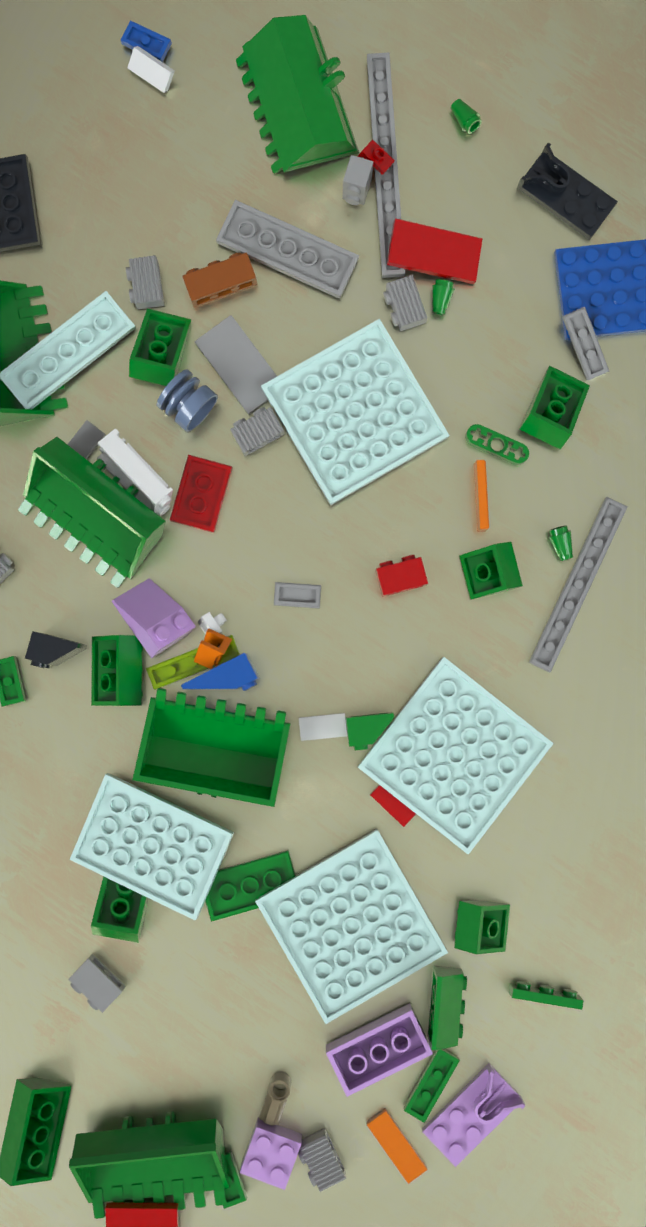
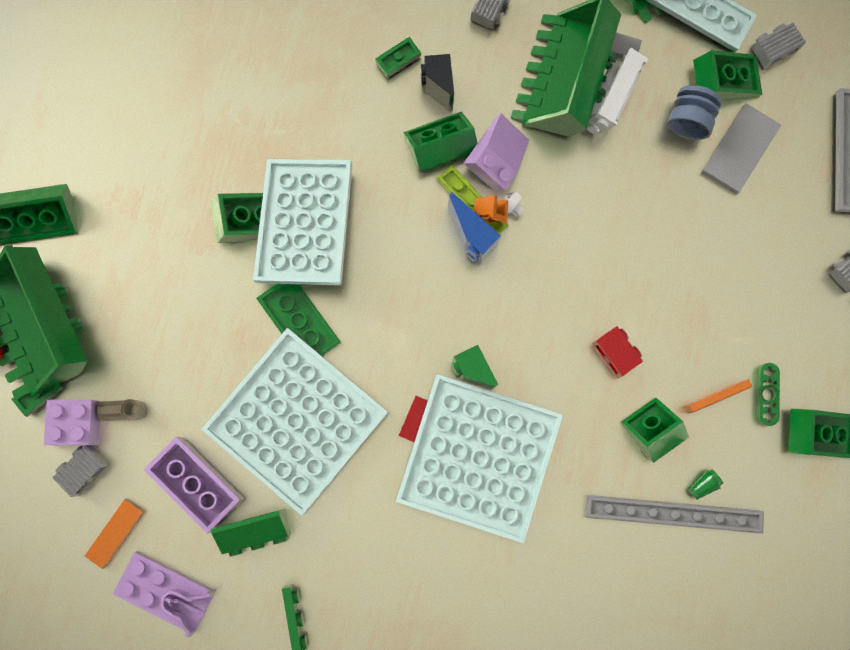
camera: 65 degrees right, 5 degrees down
(96, 983) = (170, 220): light grey brick -> none
(201, 493) = (618, 156): red tile -> none
(212, 749) = (407, 241): green piece -> none
(219, 279) = (807, 104): dark orange brick -> none
(257, 430) = (692, 182): light grey brick -> none
(297, 595) = (564, 269): light grey tile -> none
(322, 727) = (458, 331): white tile -> none
(355, 411) = (744, 259): light aqua plate -> none
(431, 1084) = (179, 544): green plate -> none
(482, 926) = (335, 538): green slope -> none

